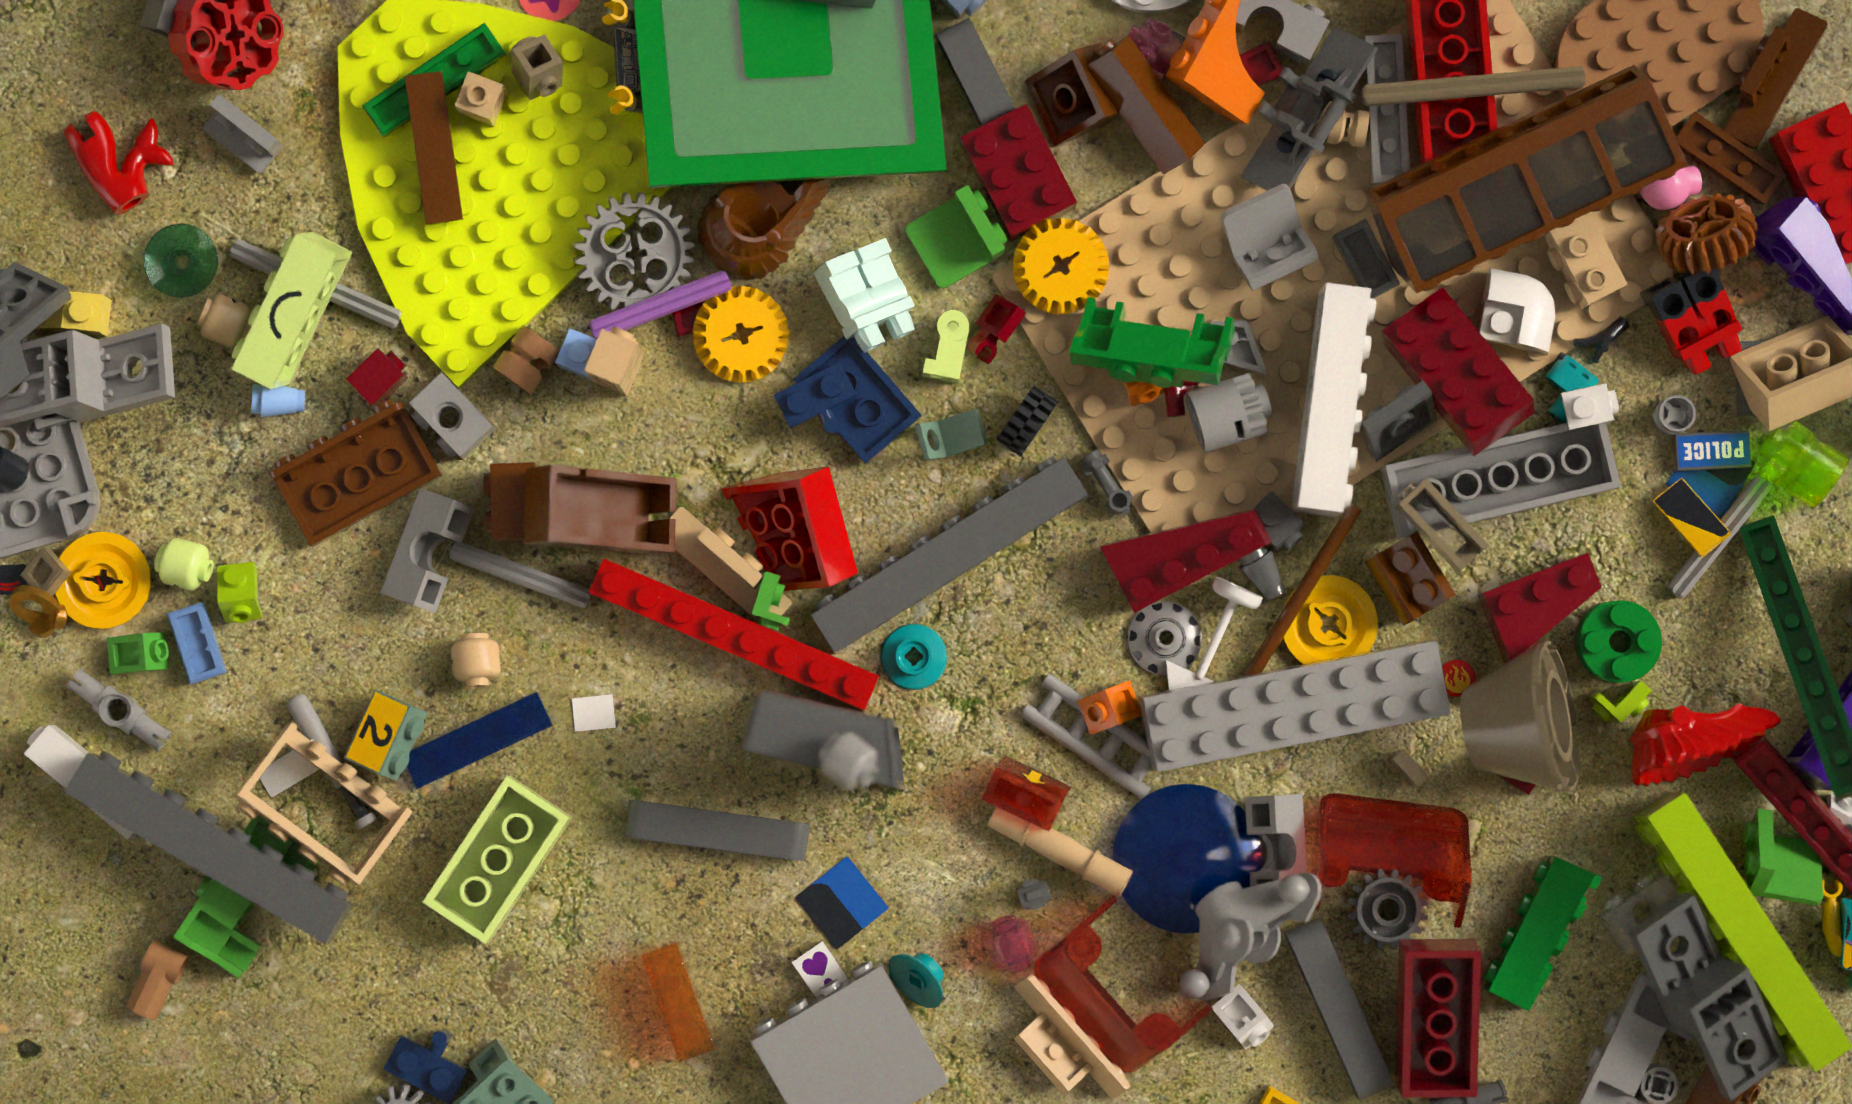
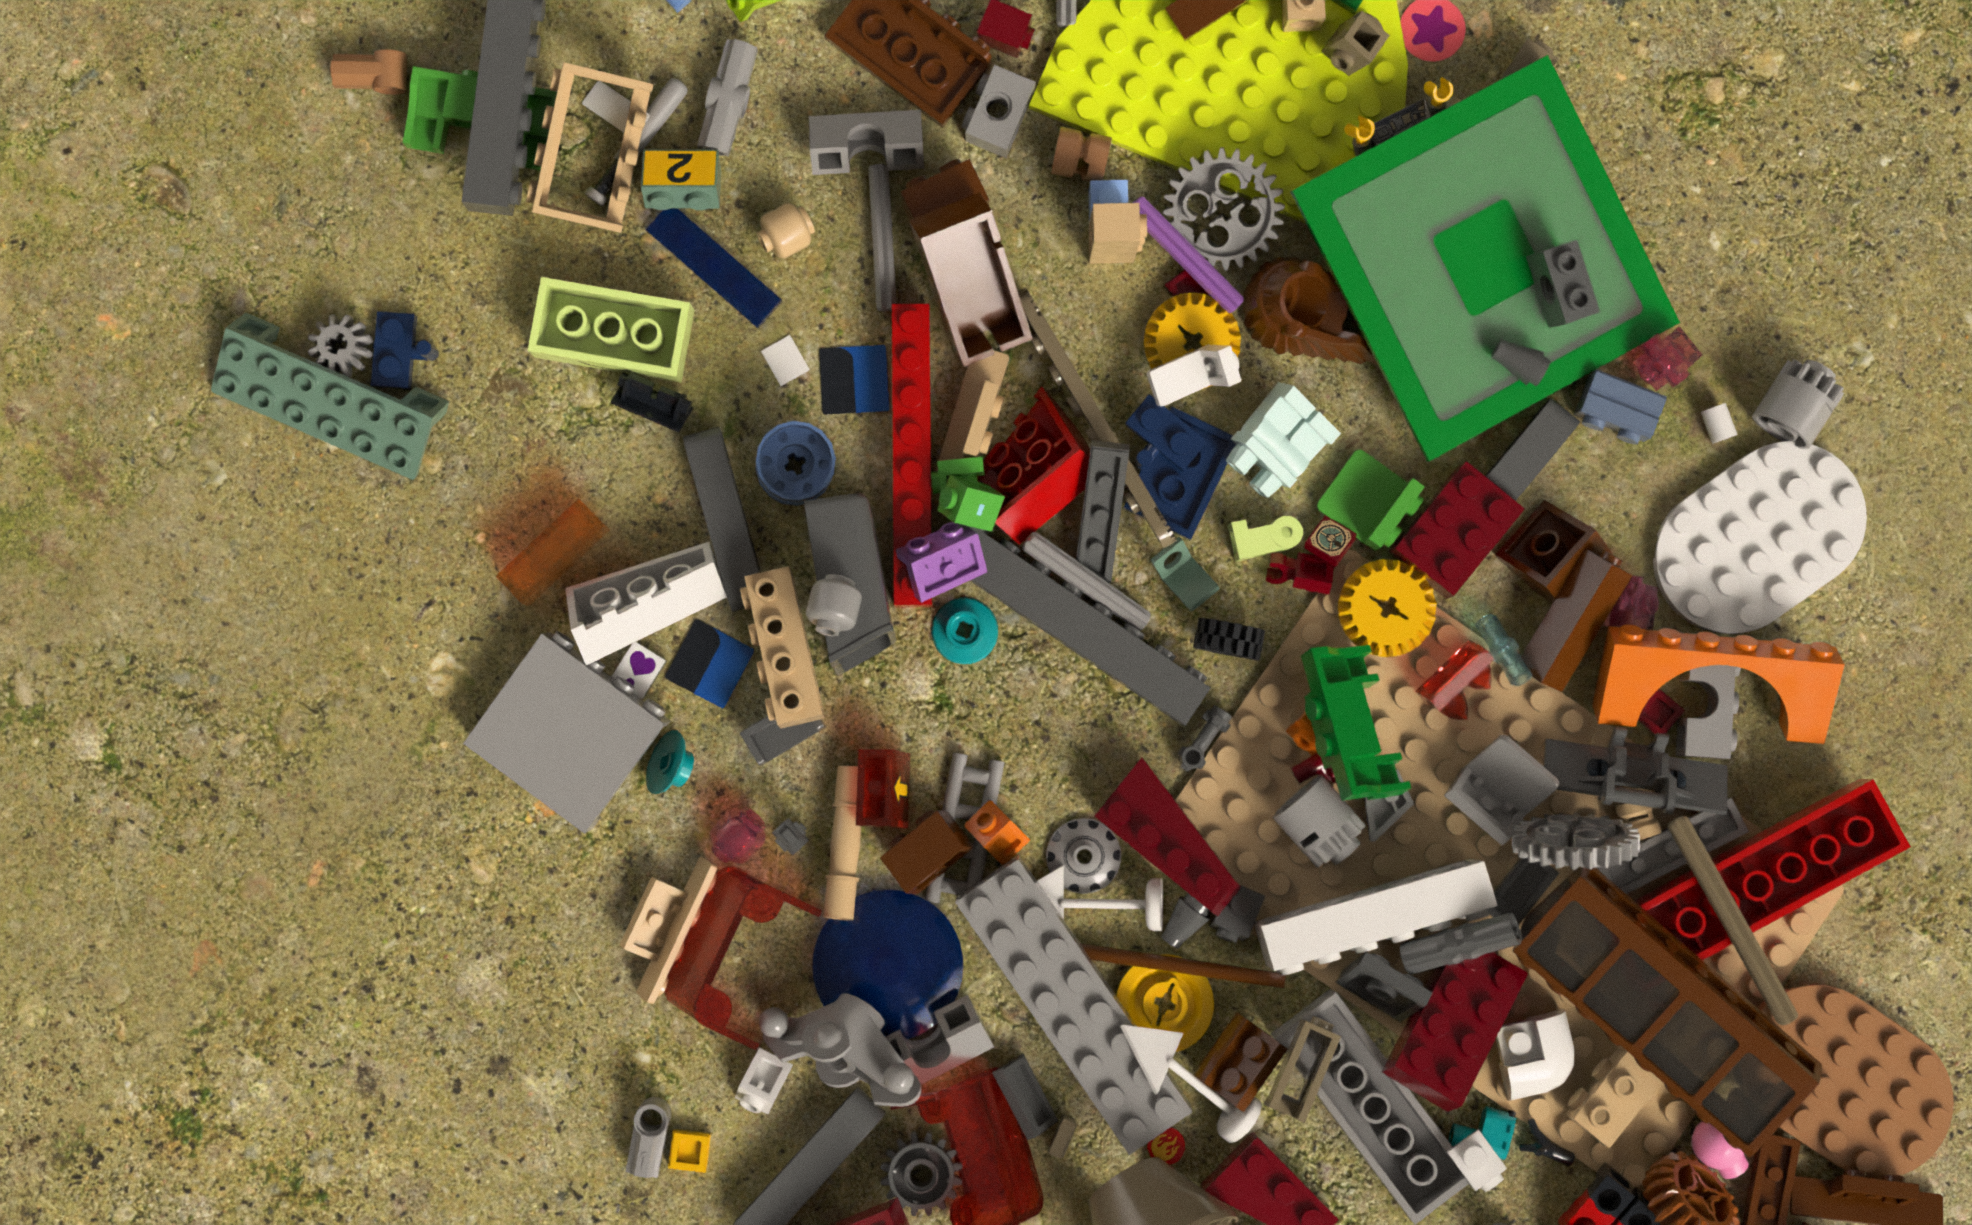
camera: 70 degrees right, 0 degrees up
(327, 660) = (727, 97): none -> light grey piece
(588, 844) = (661, 407): none -> black hinge
(639, 657) = (854, 379): none -> sticker
(678, 730) = (803, 443): none -> medium blue wheel
(759, 937) = (642, 600): none -> white wedge
(772, 345) = (1194, 371): none -> white bracket
(789, 455) = (1083, 404): none -> dark tan plate
(803, 600) = (970, 503): none -> bright green brick
(844, 647) = (942, 560): none -> medium lavender bracket
(860, 826) = (783, 646): none -> tan brick
(862, 485) = (1102, 507): none -> dark grey tile
(892, 47) = (1523, 362): none -> dark grey cone
(918, 526) = (1086, 580): none -> light grey axle
(933, 861) = (769, 741): none -> dark grey panel
(977, 290) = (1330, 541): none -> tile
(1099, 778) = (926, 851): none -> reddish brown brick
(1144, 178) = (1503, 650): none -> clear light blue pin
(1146, 220) = (1445, 687): none -> clear red tile
(1343, 193) = (1575, 841): none -> light grey gear
(1358, 785) = (1025, 1096): none -> dark grey tile
(1370, 651) = (1155, 1054): none -> white piece
(1390, 336) = (1460, 943): none -> dark grey axle

